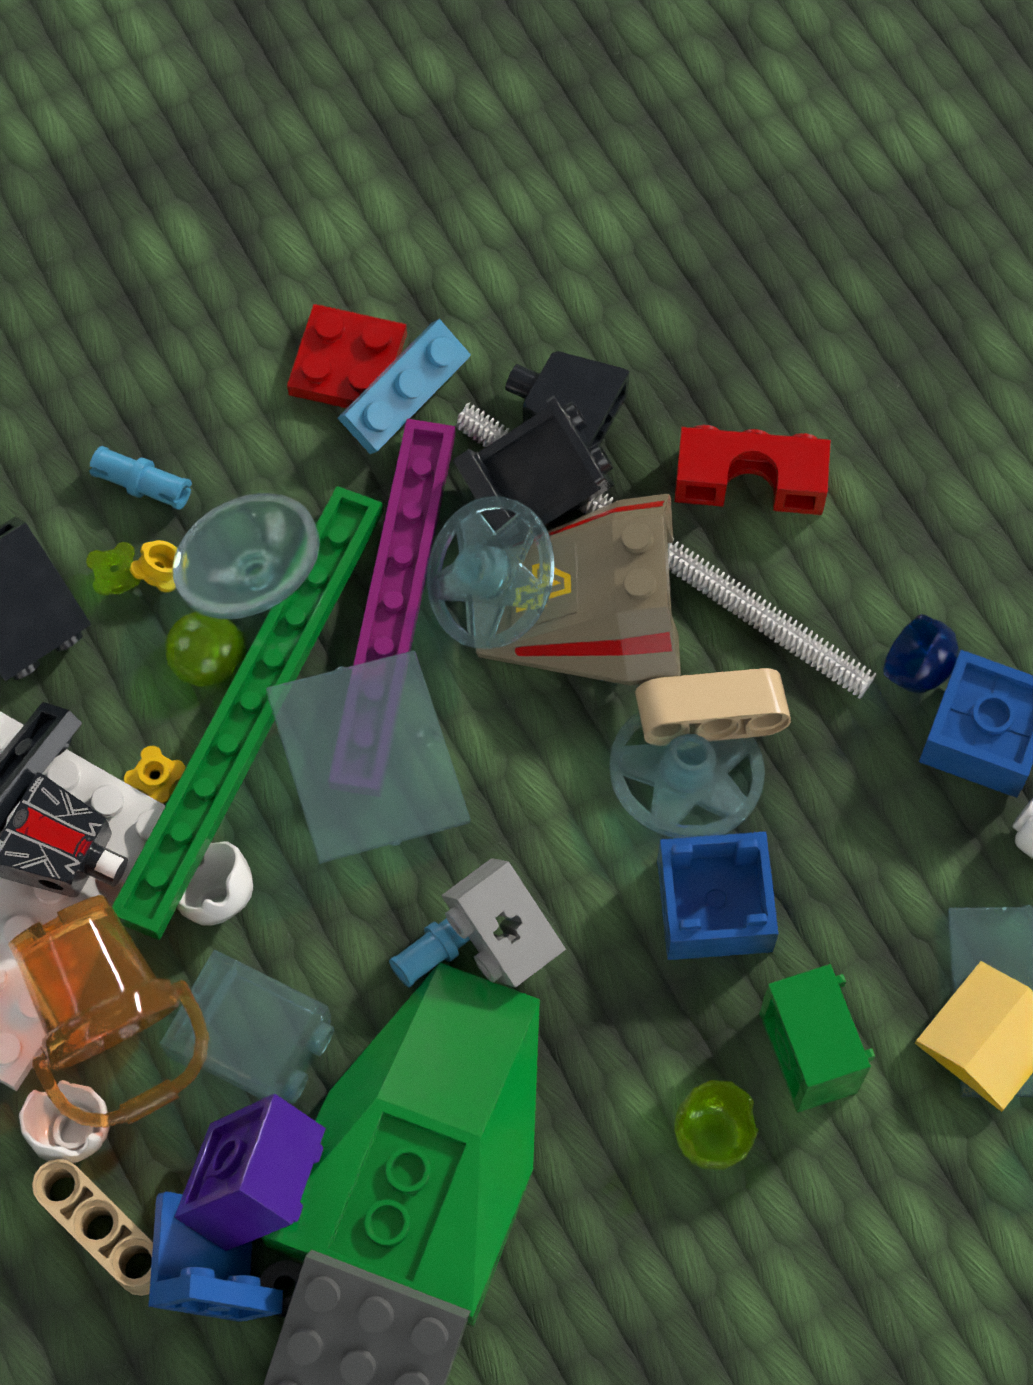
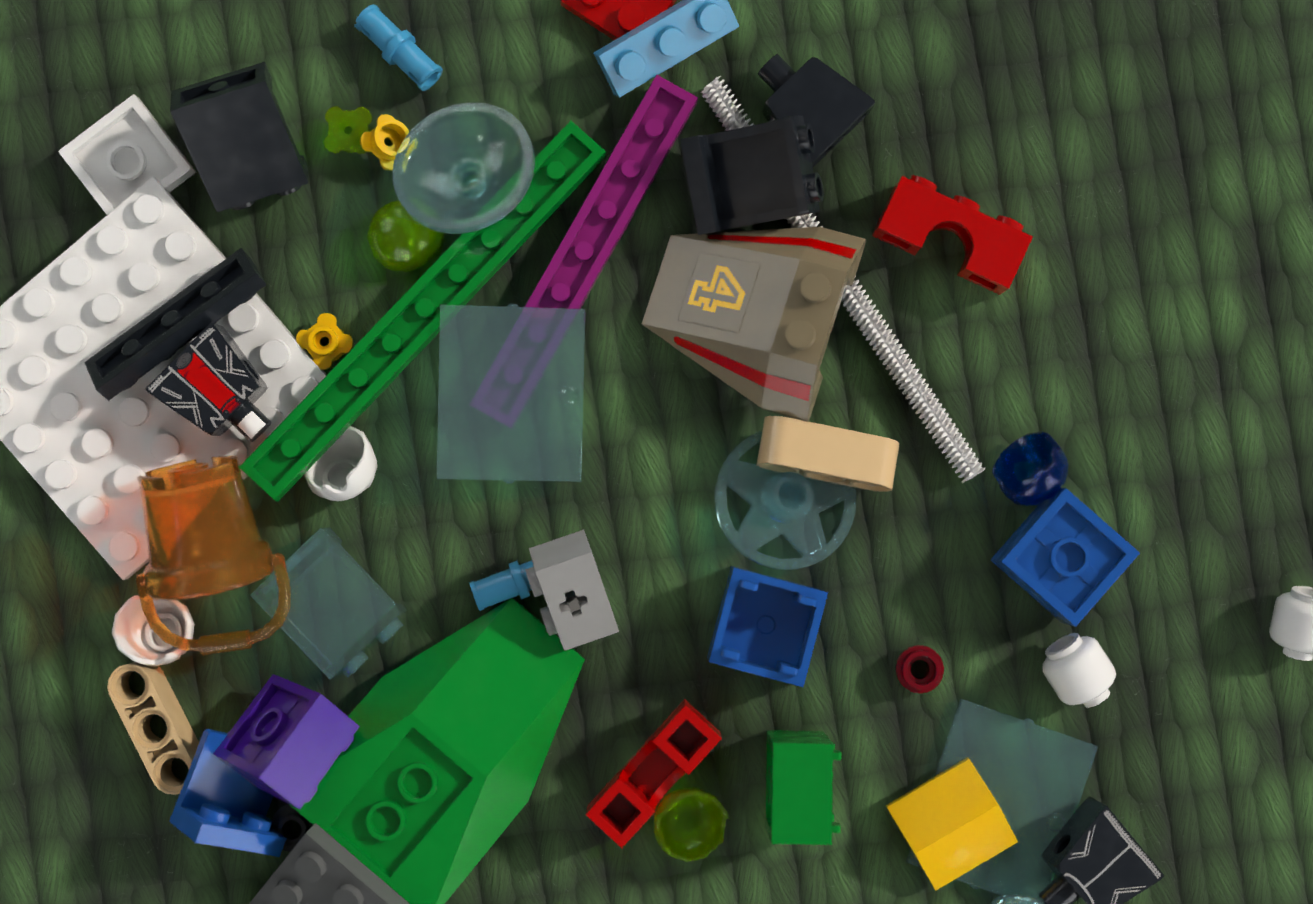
camera: 20 degrees right, 20 degrees up
(490, 572) = (677, 259): clear light blue wheel -> none
(656, 1082) = (651, 772): none -> red arch
(898, 878) = (934, 671): none -> dark red plate

